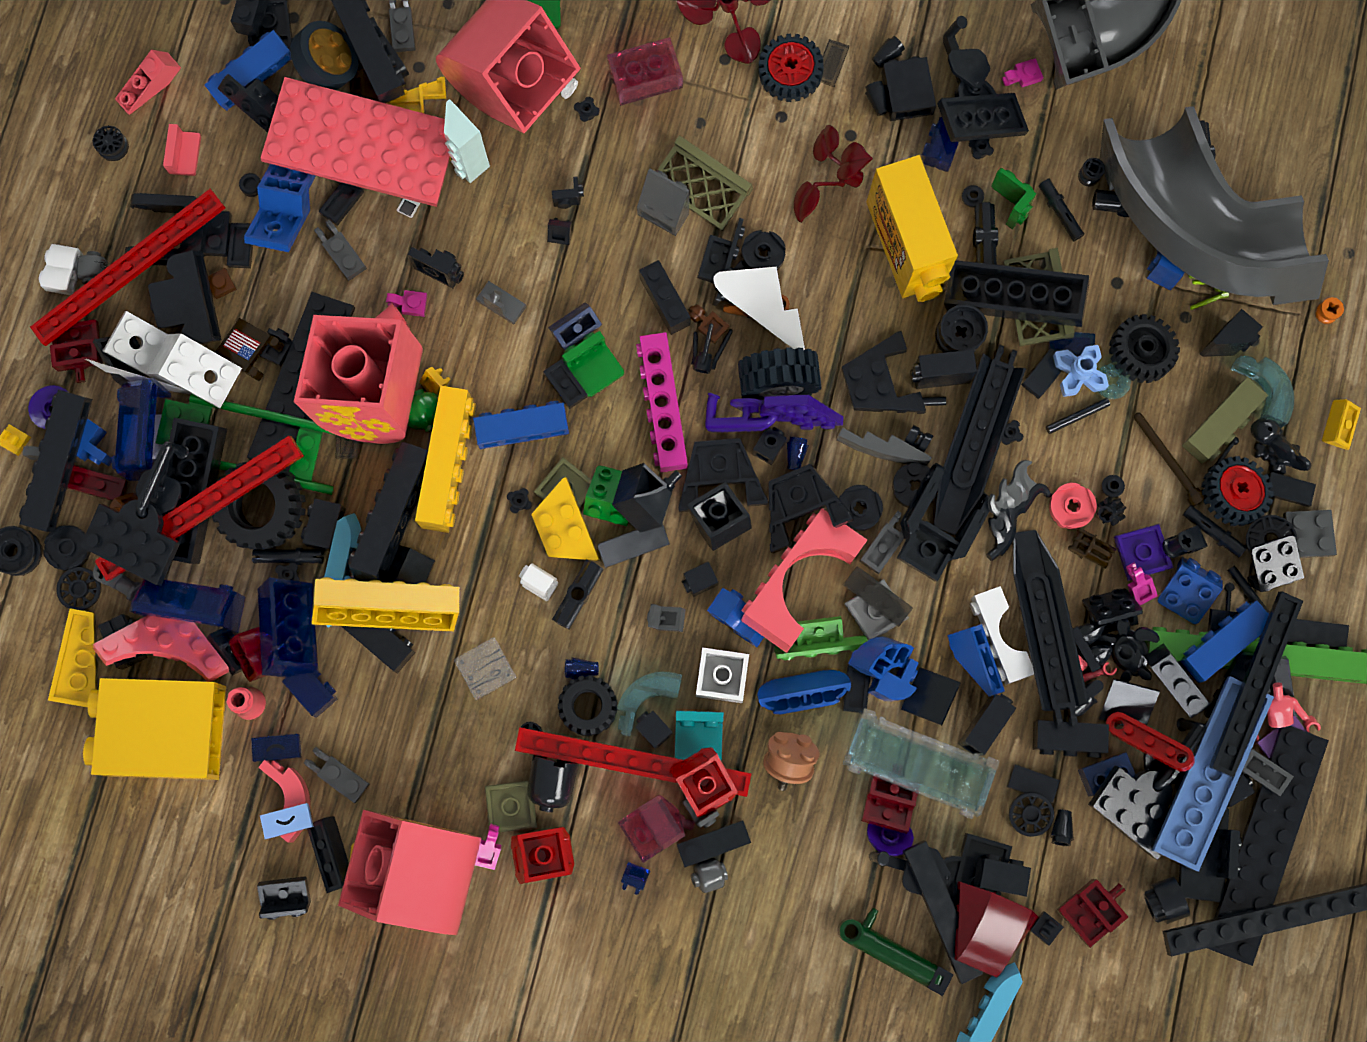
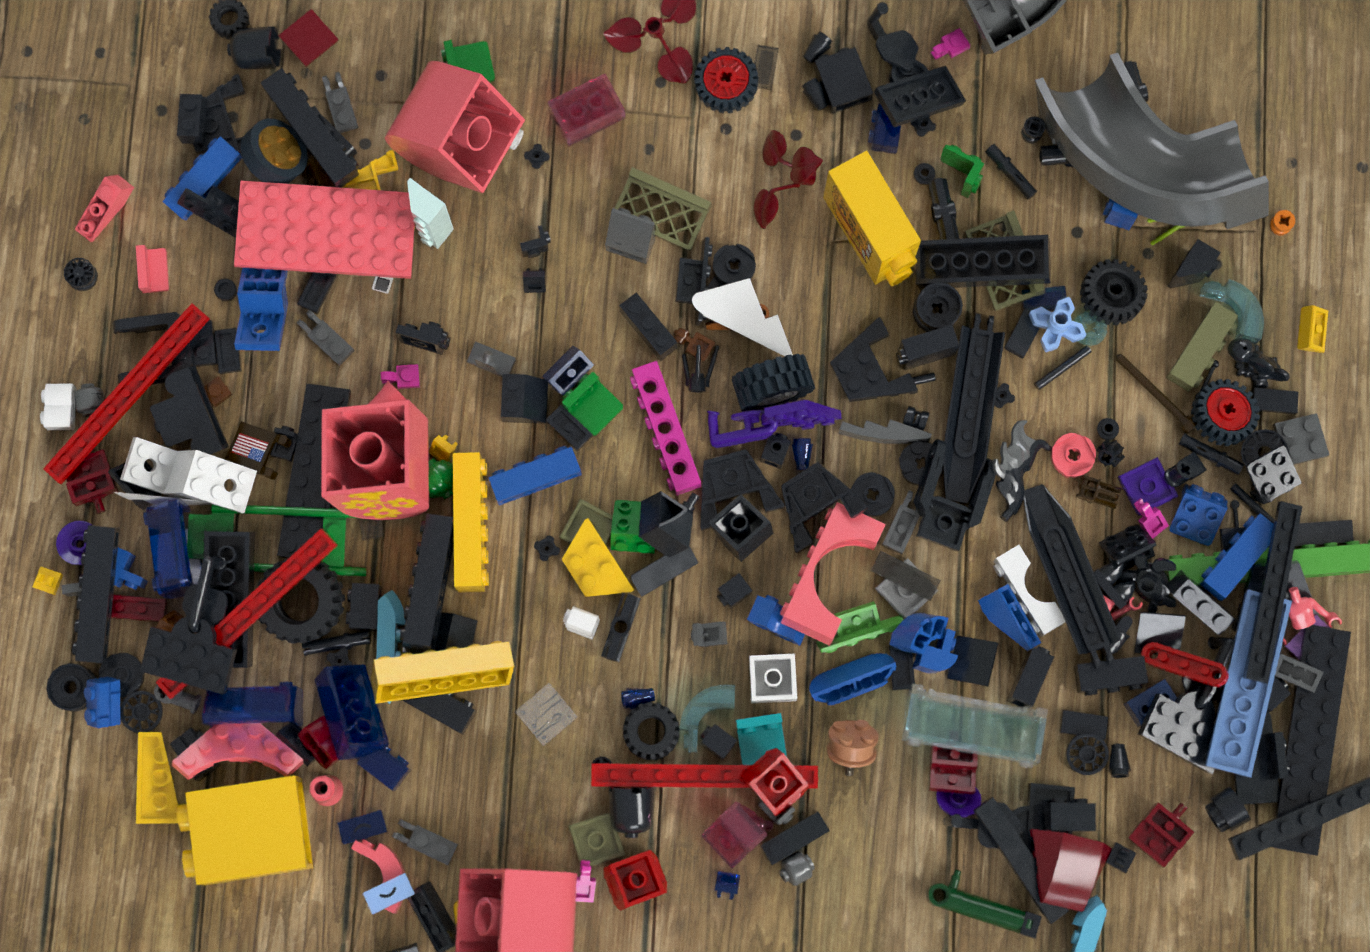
camera: 10 degrees left, 0 degrees up
(39, 571) = (102, 702): none -> blue brick
(525, 346) = (524, 399): none -> black slope

